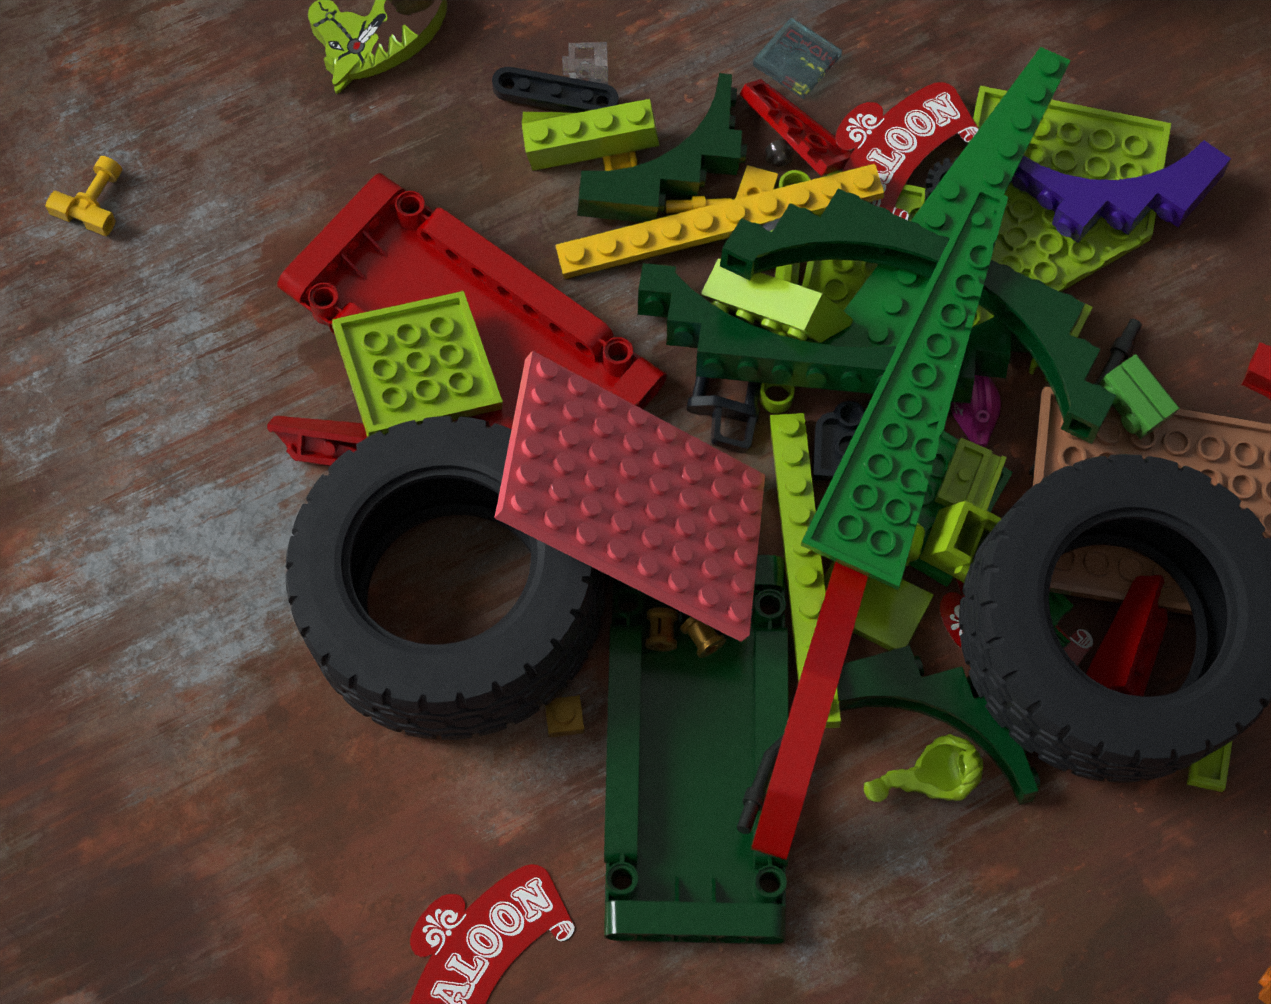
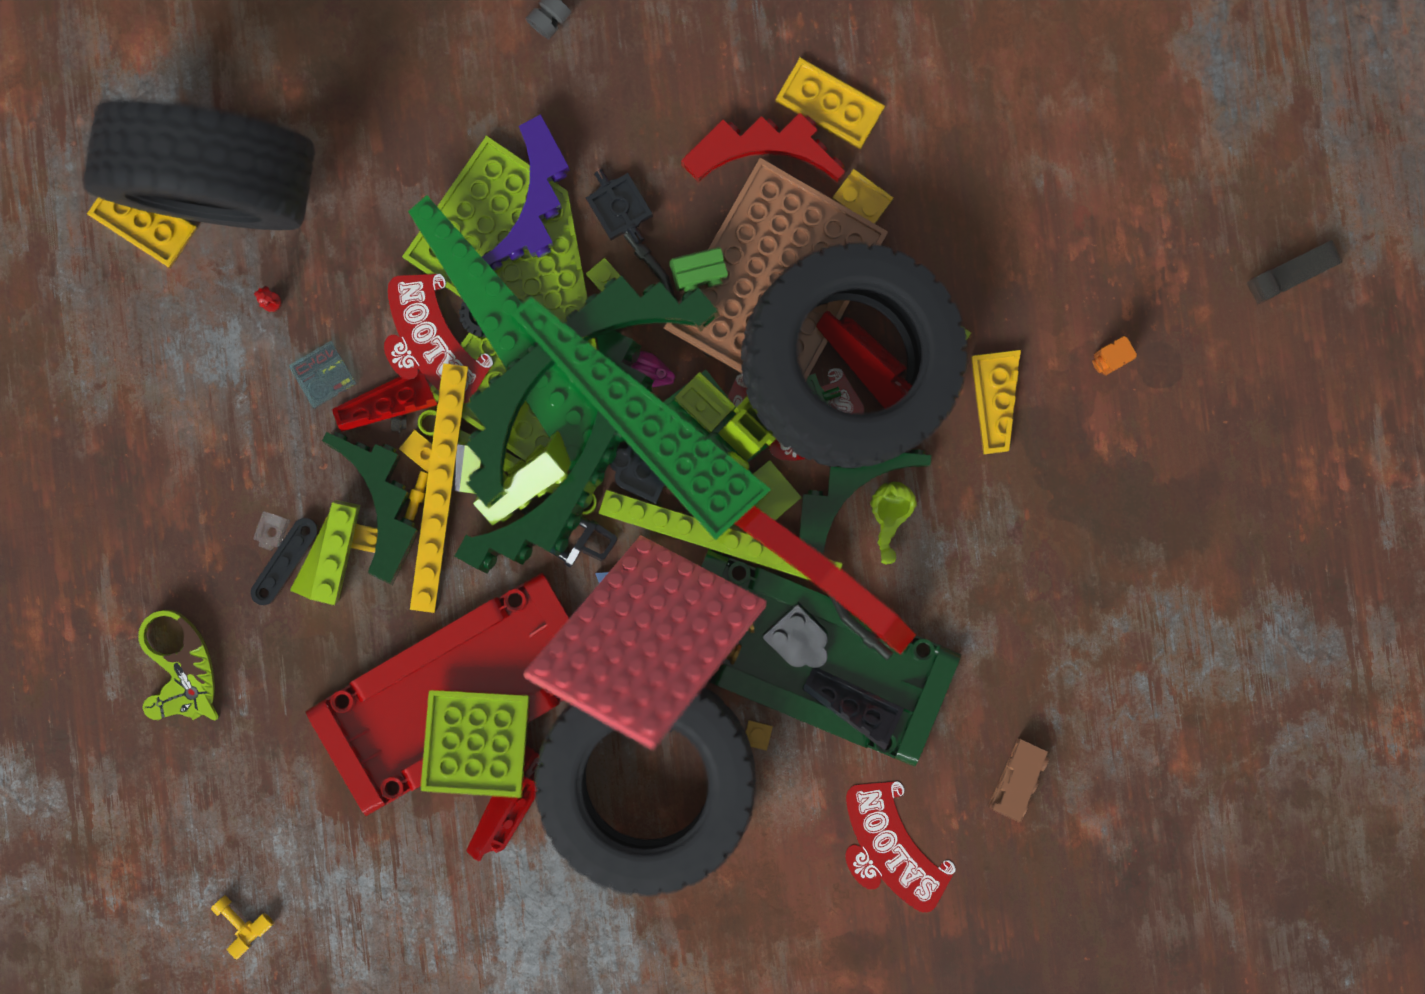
camera: 70 degrees left, 20 degrees up
(655, 822) = (861, 709): none -> black wing
(716, 714) = (799, 638): none -> plate
(1159, 852) = (995, 390): none -> yellow wing
(1163, 299) = (619, 206): none -> black plate

